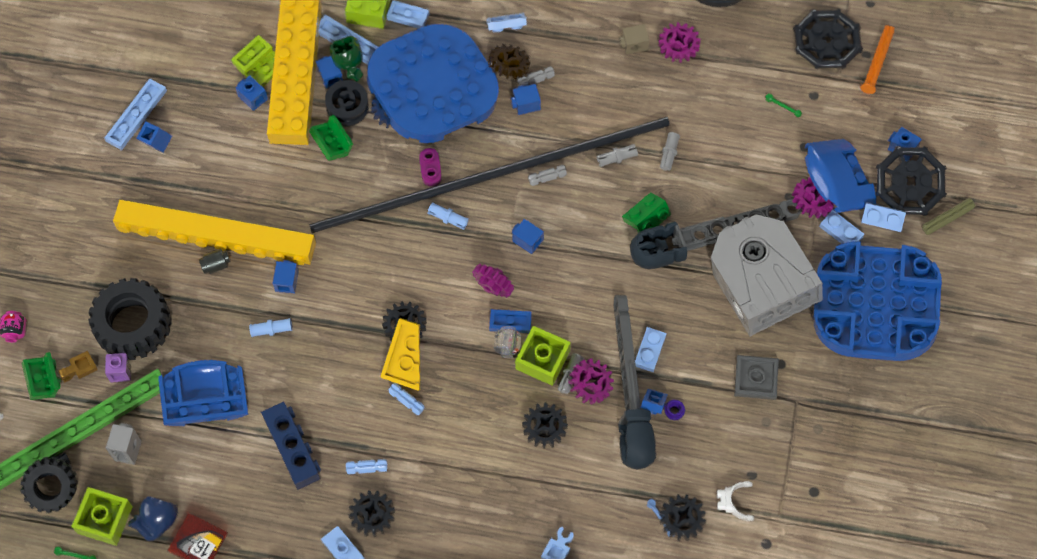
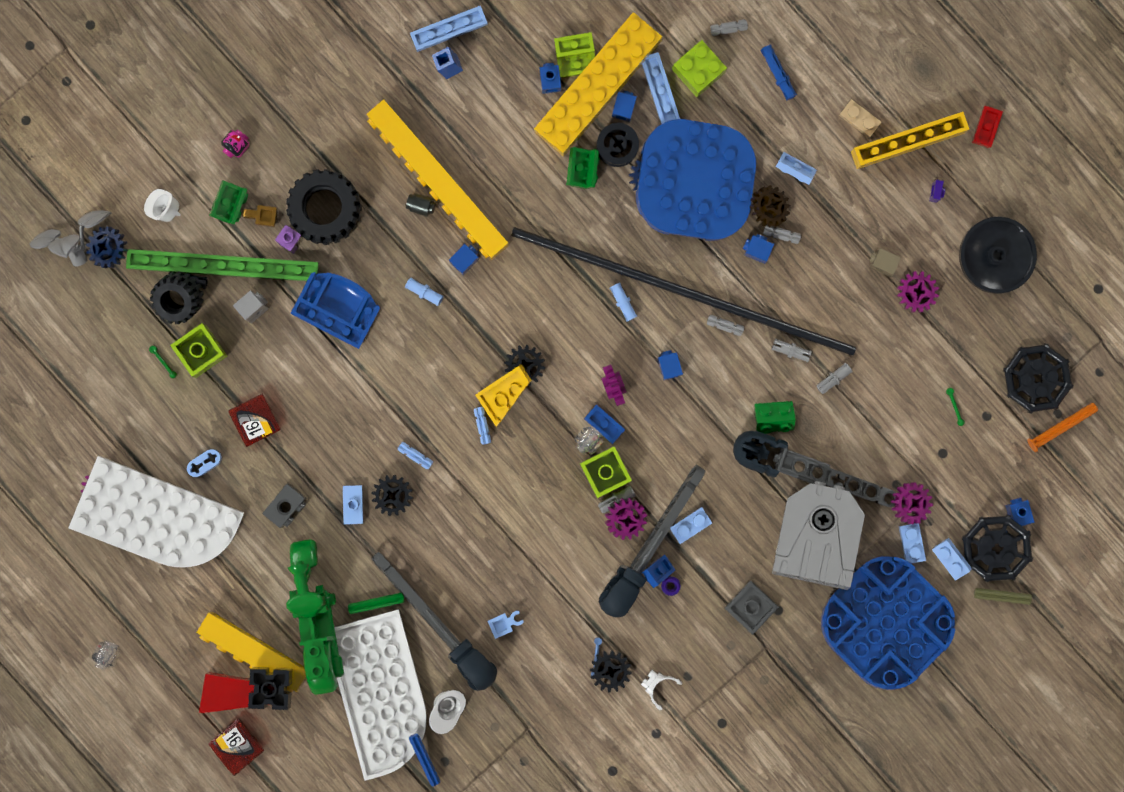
camera: 35 degrees right, 20 degrees up
(154, 518) = (236, 379): dark blue piece -> none
(301, 475) = (372, 368): dark blue brick -> none
(347, 56) = (645, 107): dark green piece -> none
(407, 14) = (723, 101): light blue plate -> none
(430, 165) = (641, 248): magenta plate -> none
(546, 416) = (567, 534): black gear -> none
(839, 175) = (946, 500): blue slope -> none

